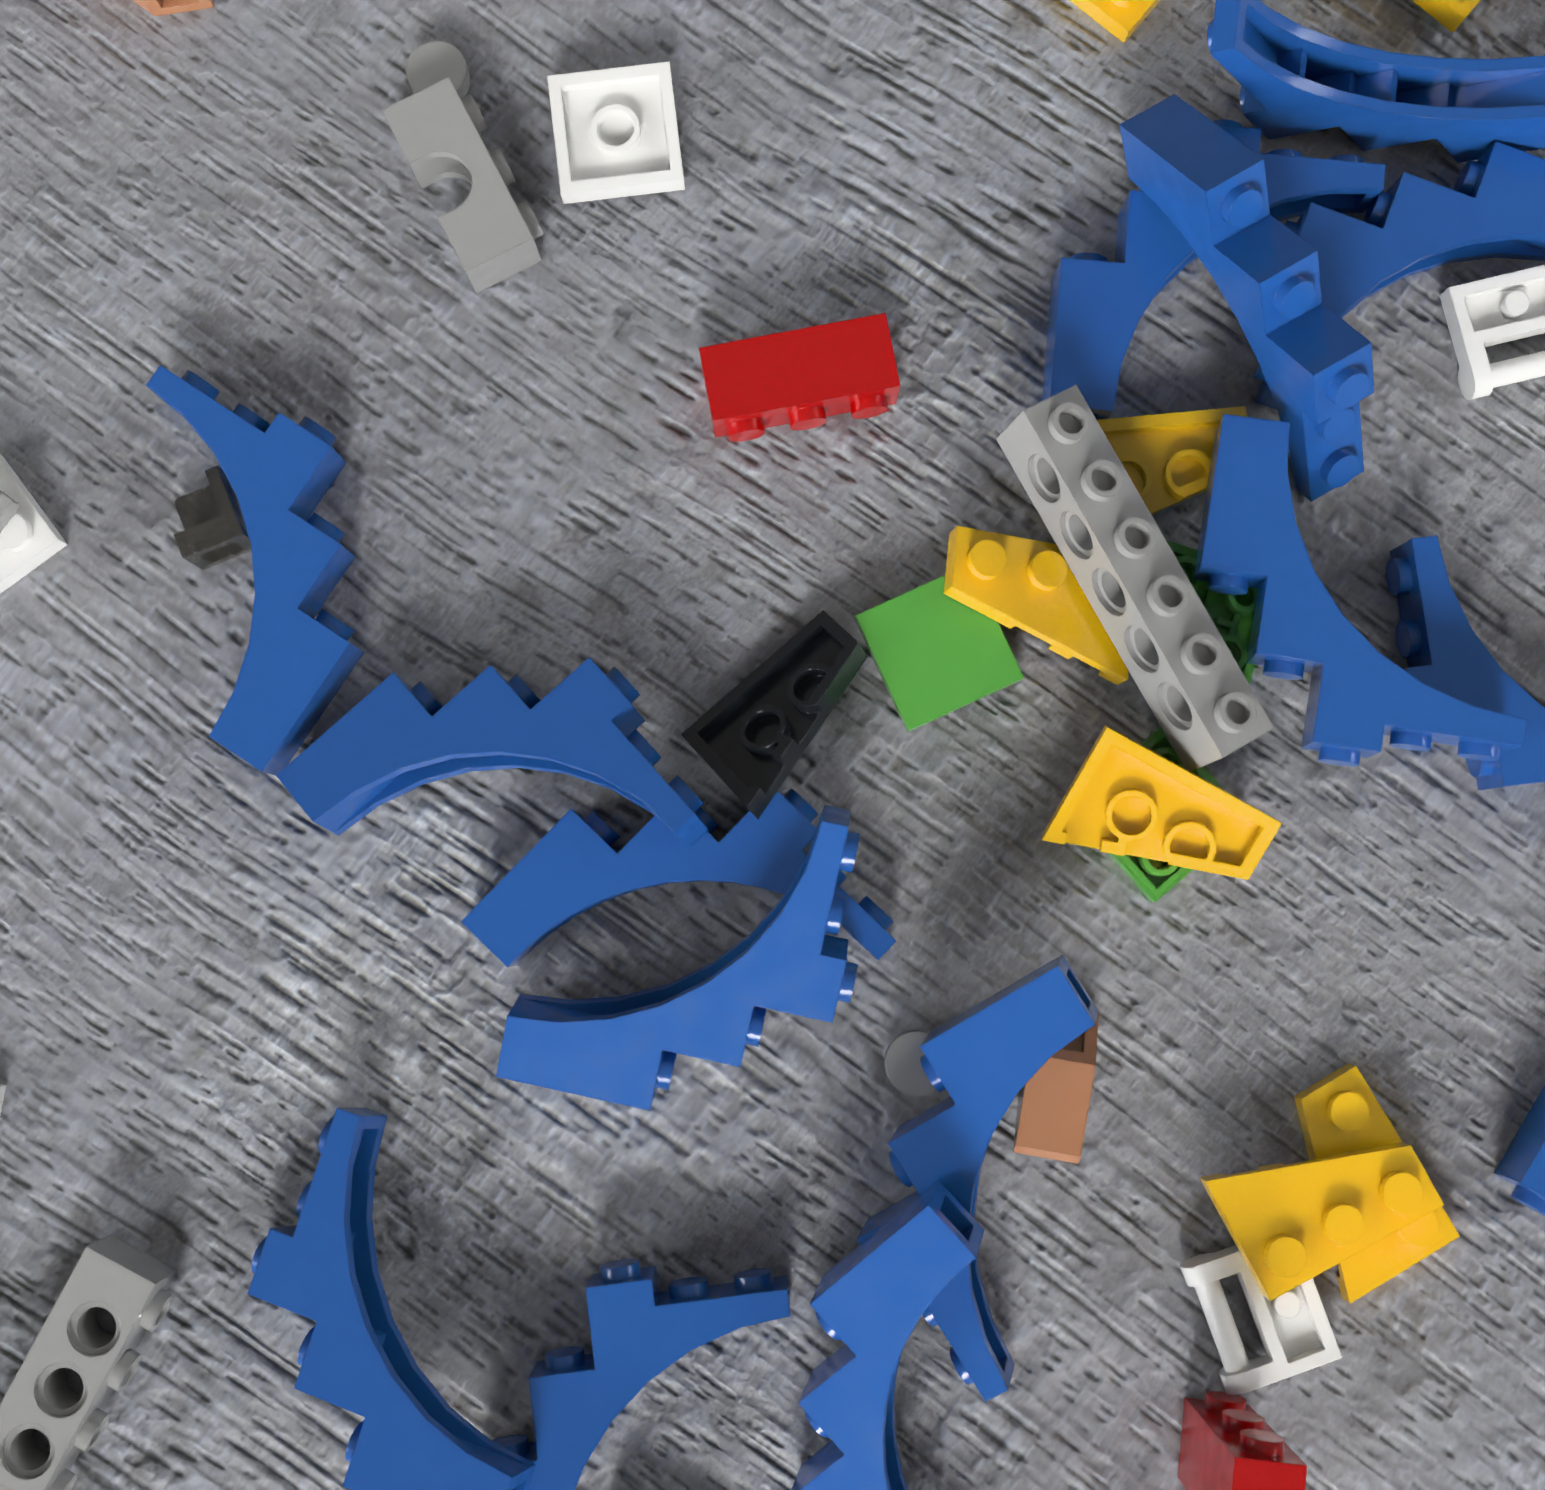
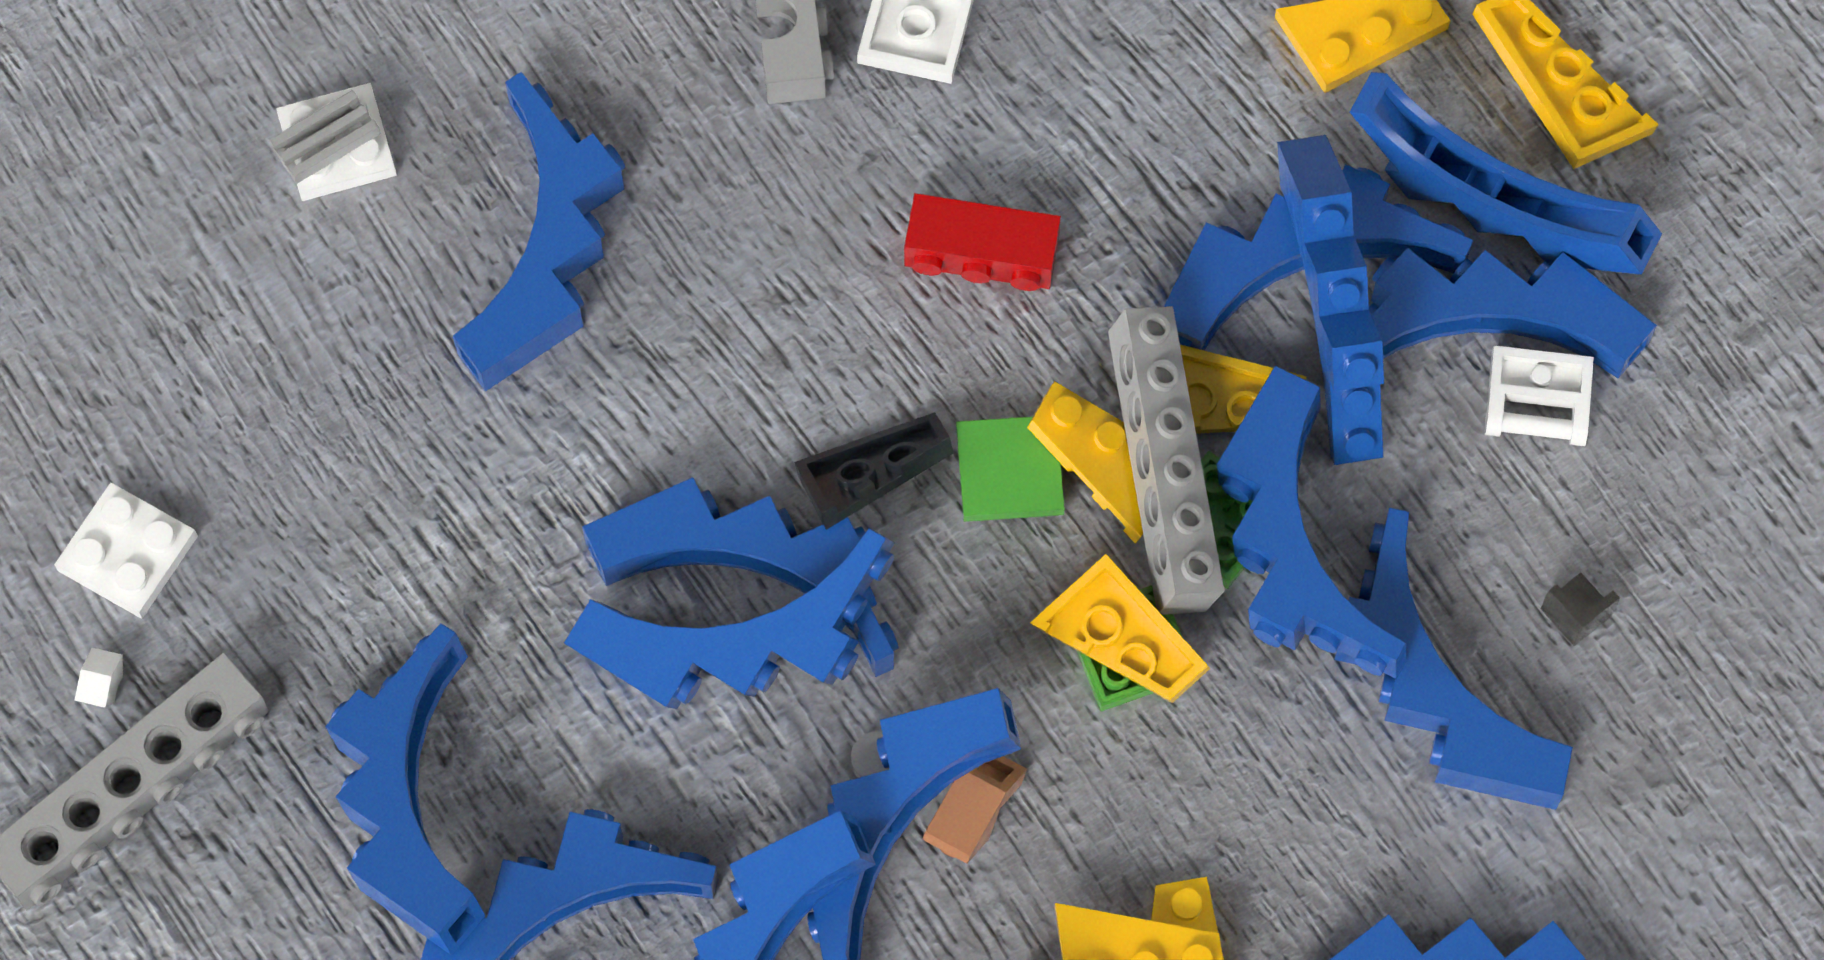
camera: 20 degrees right, 15 degrees down
(211, 523) = (512, 196): clear smoke panel -> none
(409, 739) = (595, 393): blue arch -> none

